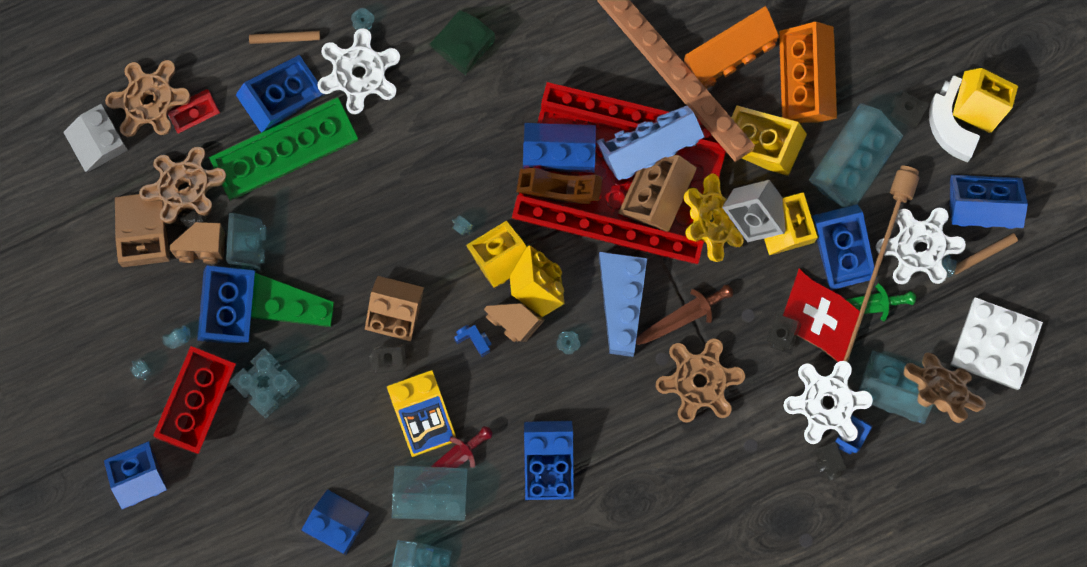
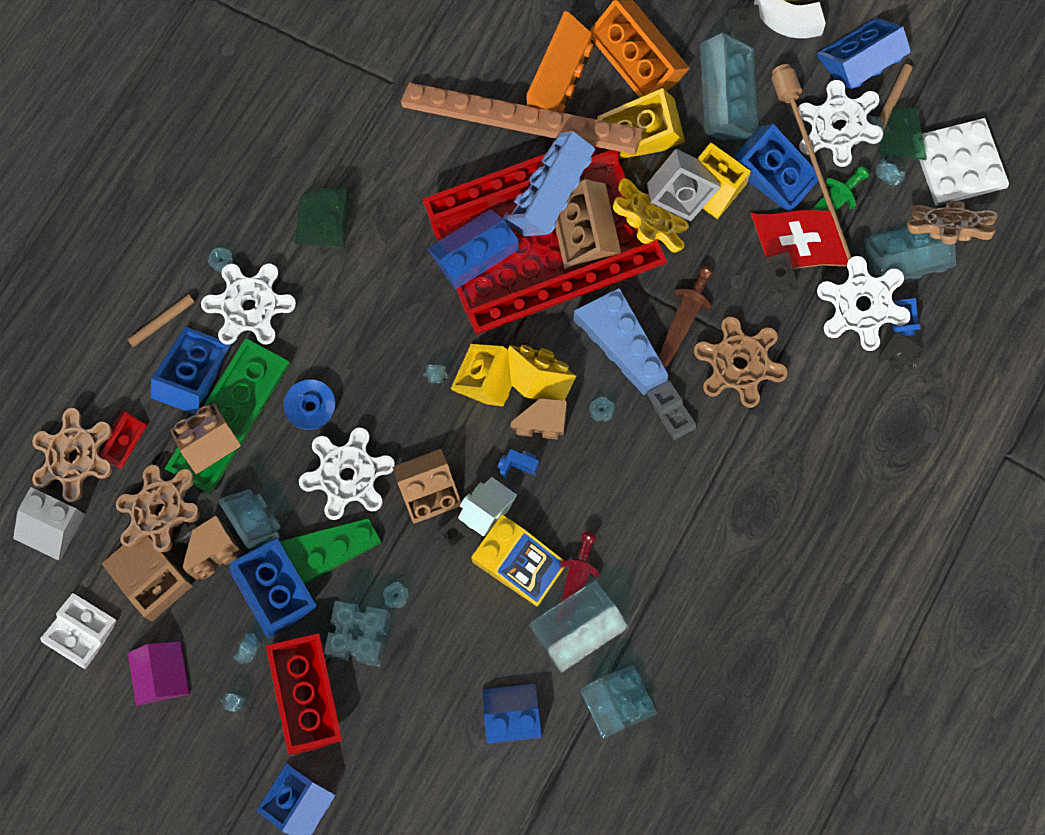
camera: 30 degrees left, 5 degrees down
(65, 236) = (78, 631): none -> white slope
(101, 309) = (158, 672): none -> magenta slope
(253, 155) = (204, 437): none -> medium nougat slope
(313, 368) = (402, 592): none -> clear light blue plate
(341, 240) = (336, 459): none -> white plate
(346, 172) = (303, 394): none -> blue dish
(425, 355) = (486, 505): none -> light aqua brick
(548, 460) = (661, 522): blue slope -> none
(559, 187) = (499, 280): reddish brown arch -> none
(621, 380) = (671, 410): none -> dark grey slope
(930, 314) = (889, 173): none -> clear light blue plate
(966, 290) = (903, 135): none -> clear green wing

